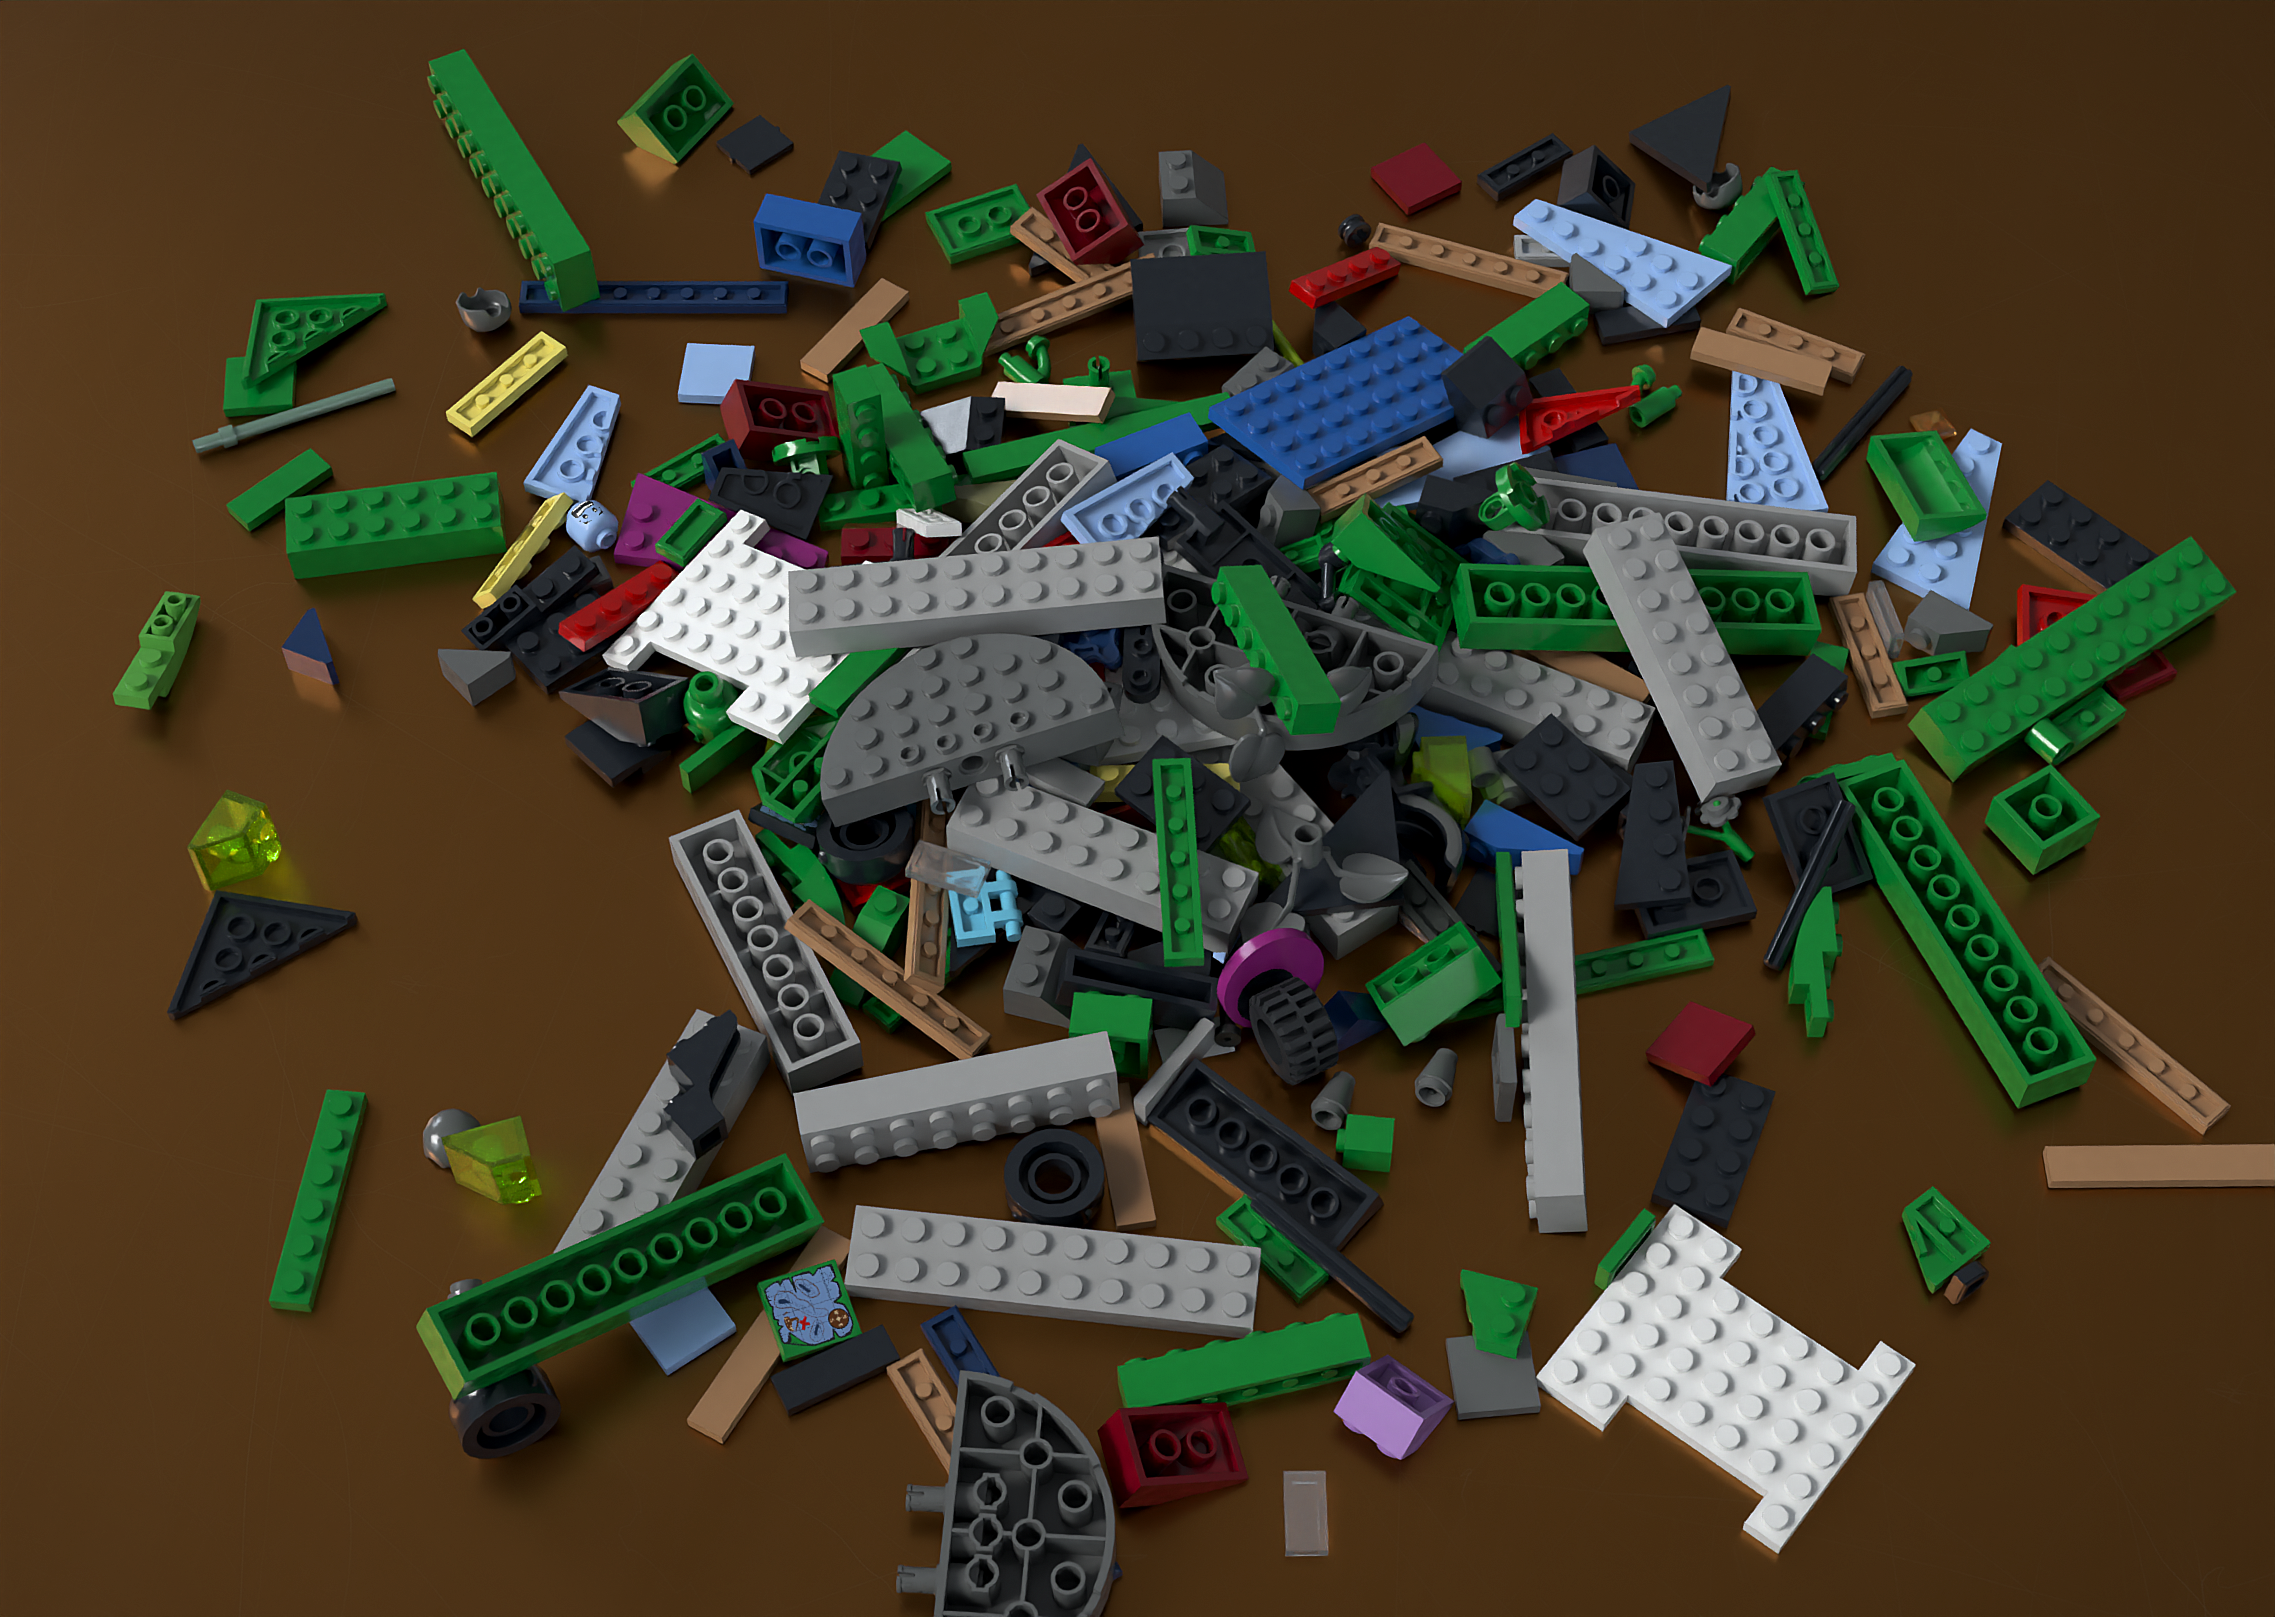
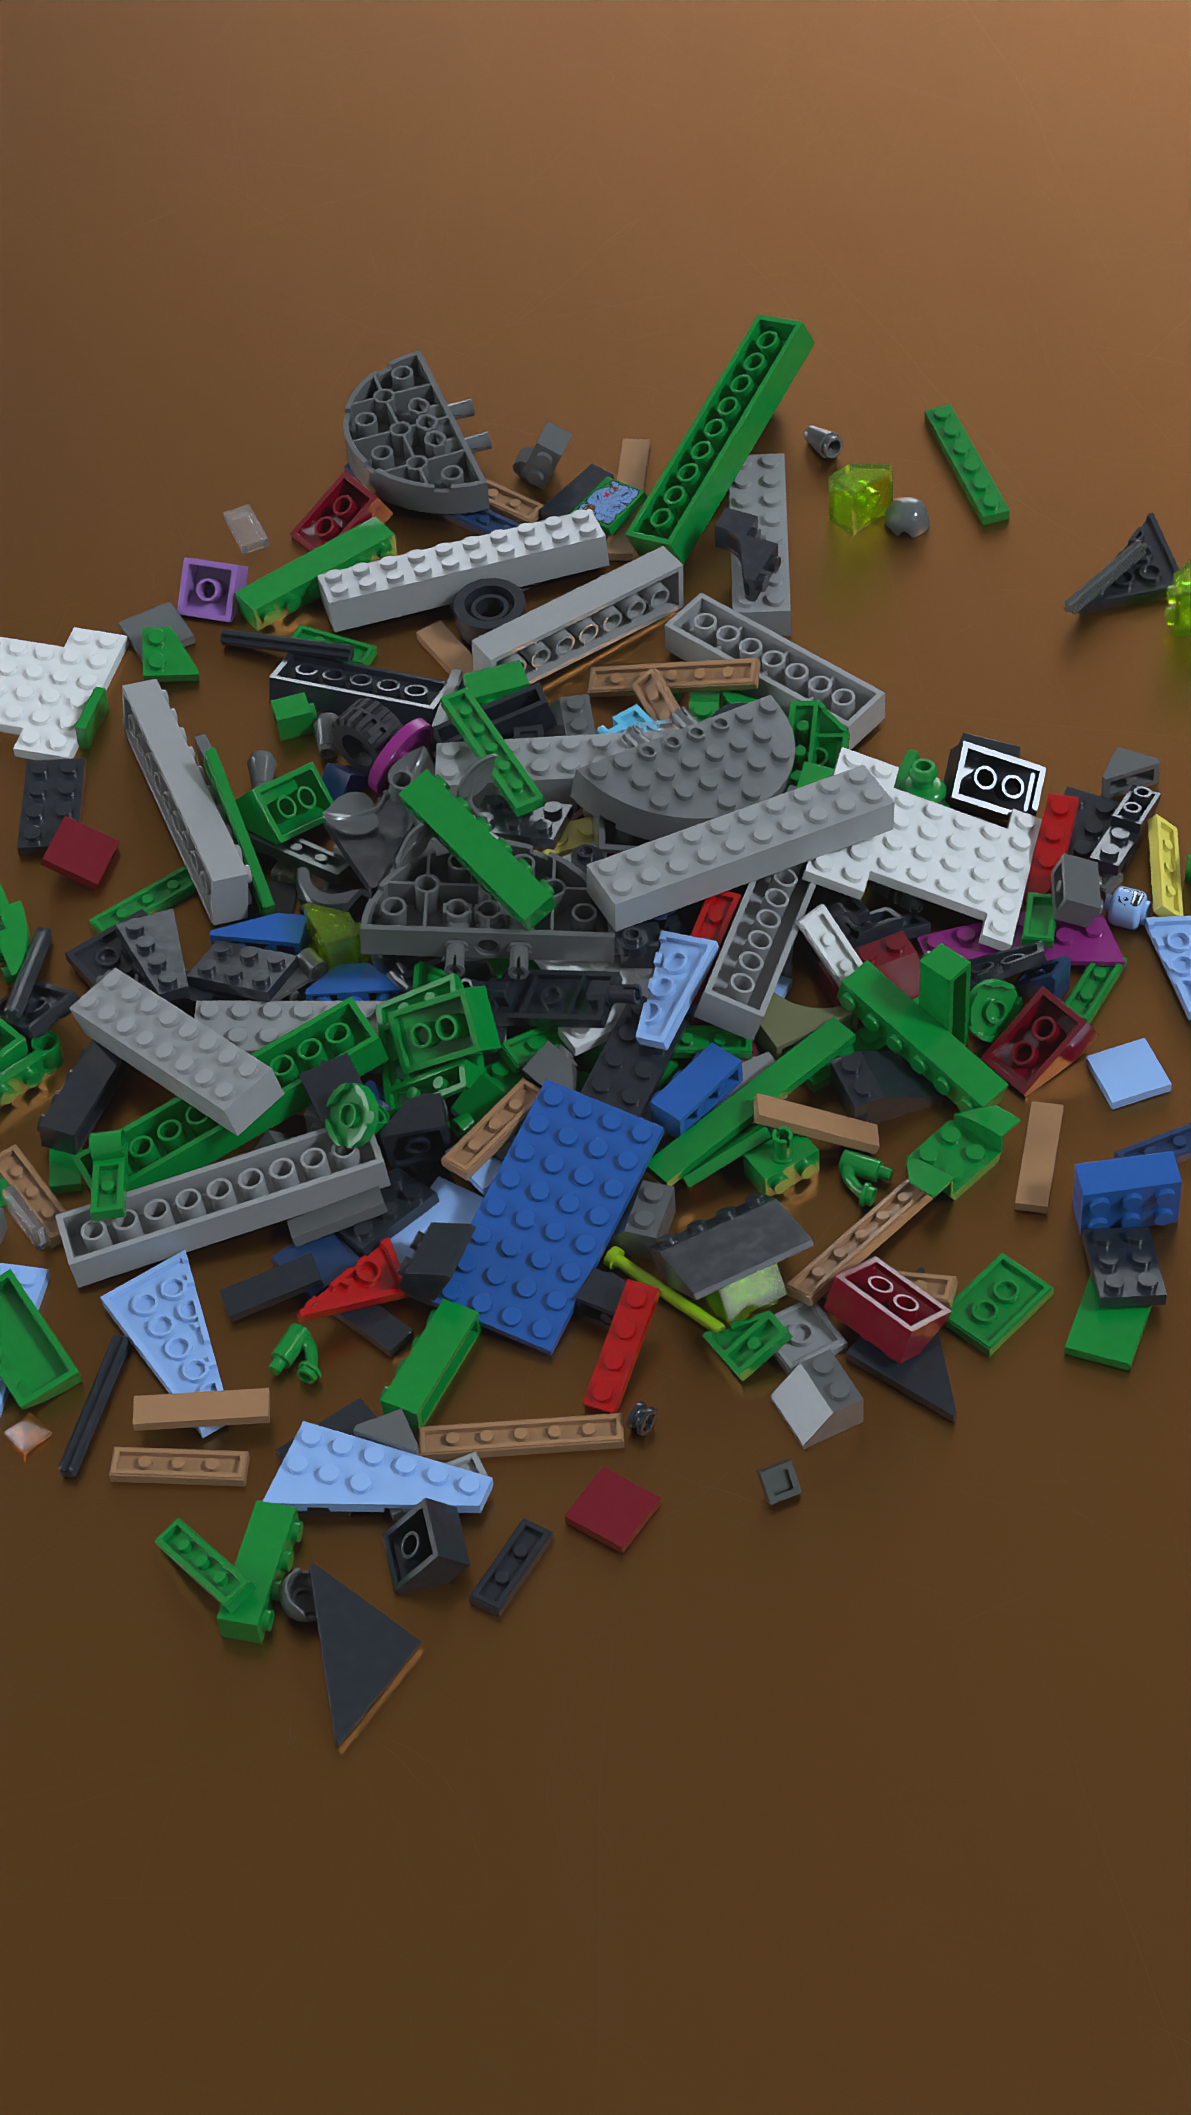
camera: 160 degrees right, 5 degrees down
(301, 924) = (1105, 577): none -> dark grey axle
(639, 527) = (1076, 890): none -> dark grey brick
(853, 1416) = (539, 463): none -> dark grey hinge
(1263, 143) = (779, 1481): none -> pearl dark grey plate
(1525, 547) = (325, 1078): none -> black piece
(1652, 460) = (271, 1287): none -> black tile
(1791, 564) = (109, 1175): none -> green plate

